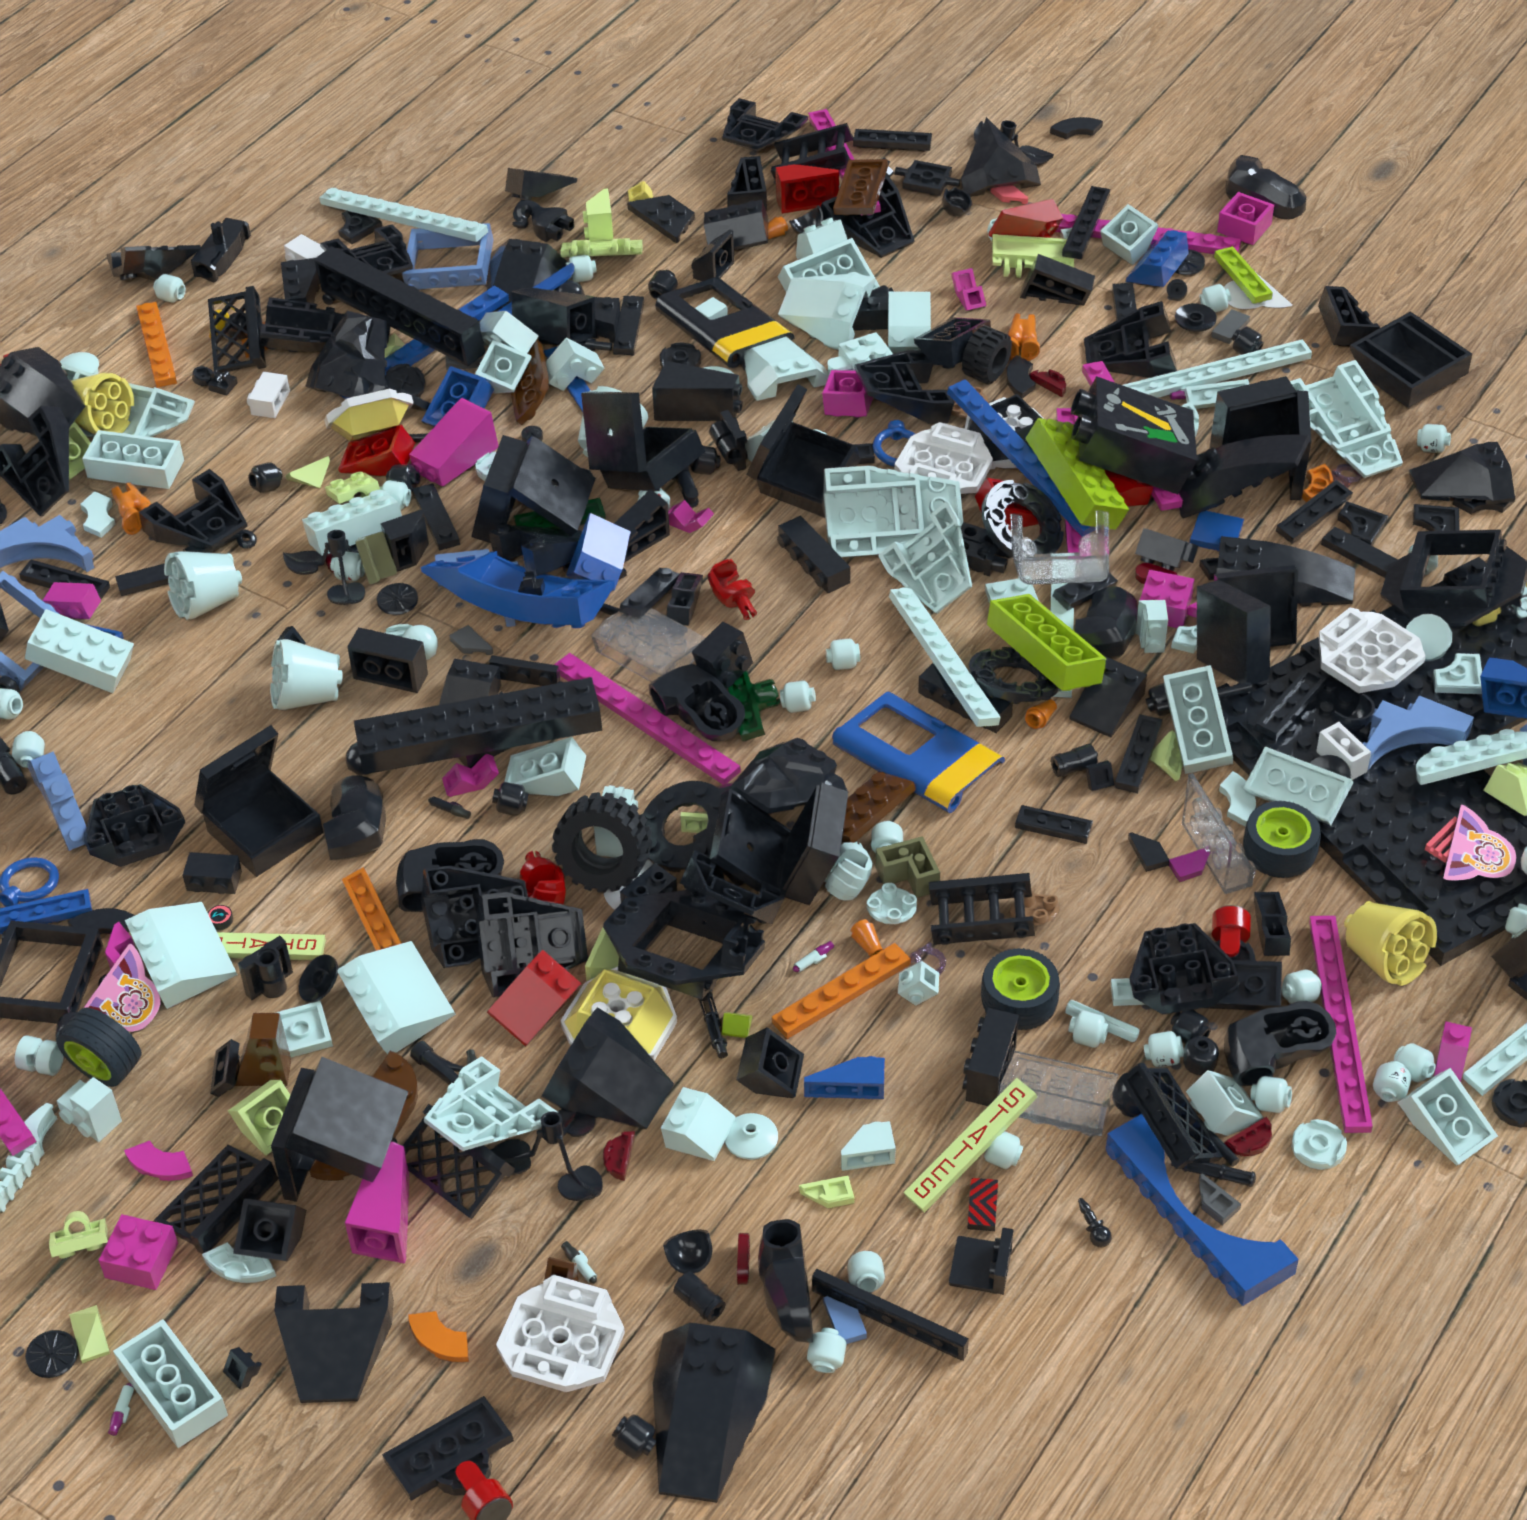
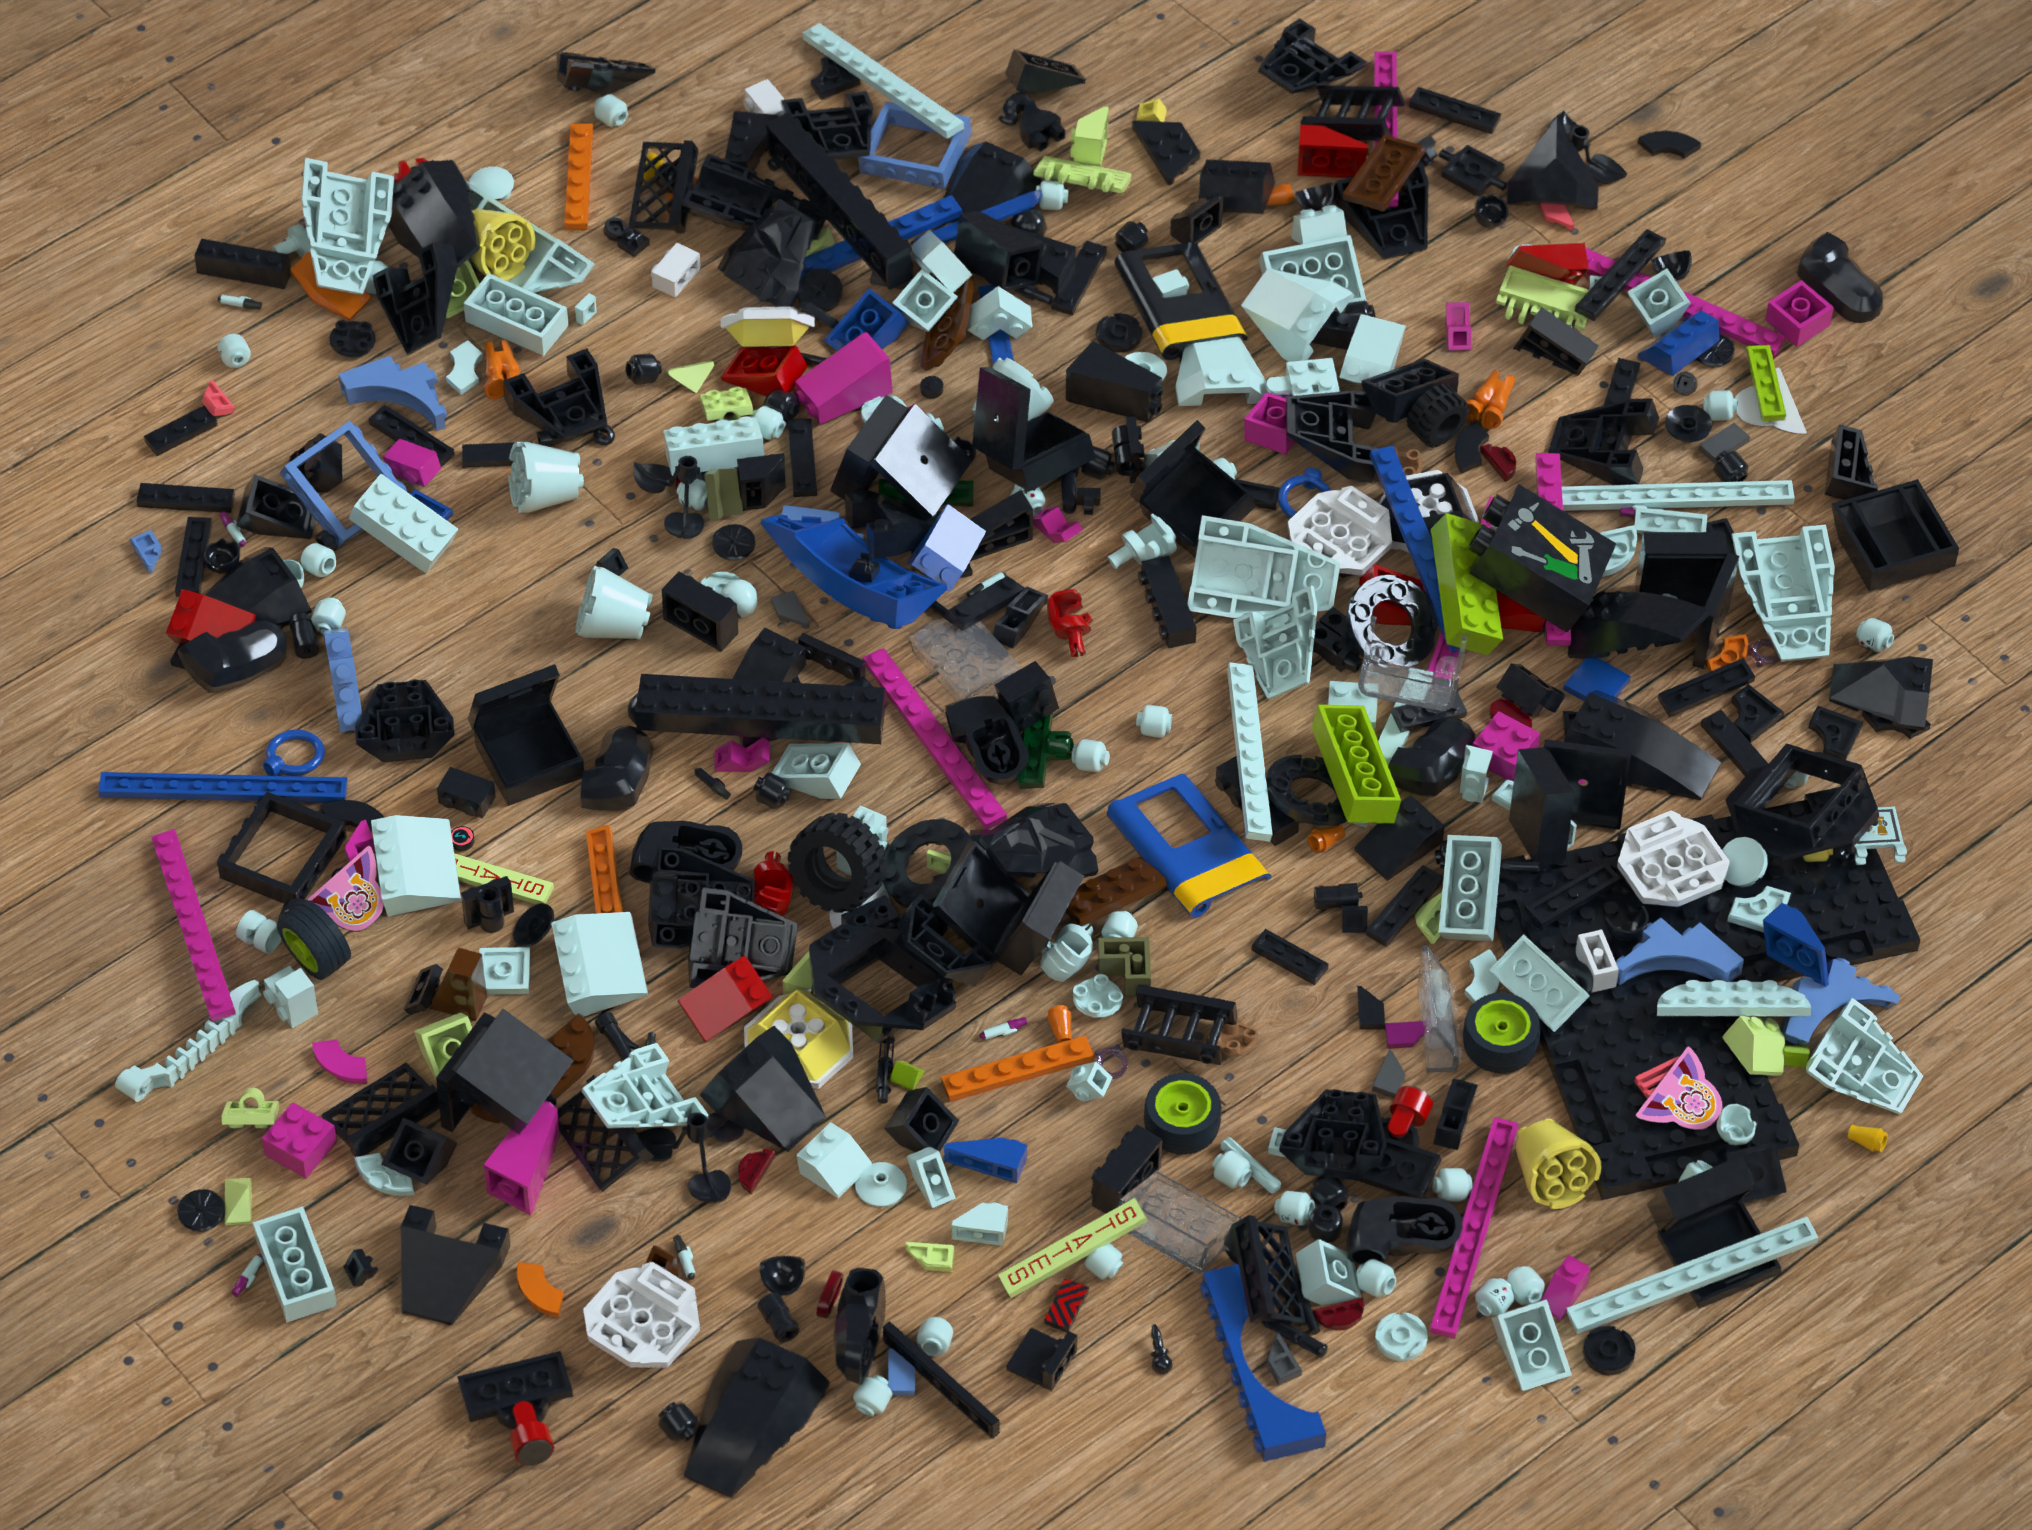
camera: 15 degrees right, 5 degrees up
(196, 442) = (585, 309): none -> light aqua tile
(220, 248) = (678, 74): black piece -> none
(644, 577) = (979, 587): none -> piece
(708, 489) = (1088, 497): none -> black tile
(748, 183) = (1269, 135): black wedge -> none
(779, 509) = (1150, 543): none -> light aqua piece
(799, 1113) = (931, 1176): none -> light aqua slope
(1132, 199) = (1677, 264): none -> black helmet
(1194, 906) = (1389, 1077): none -> dark grey tile

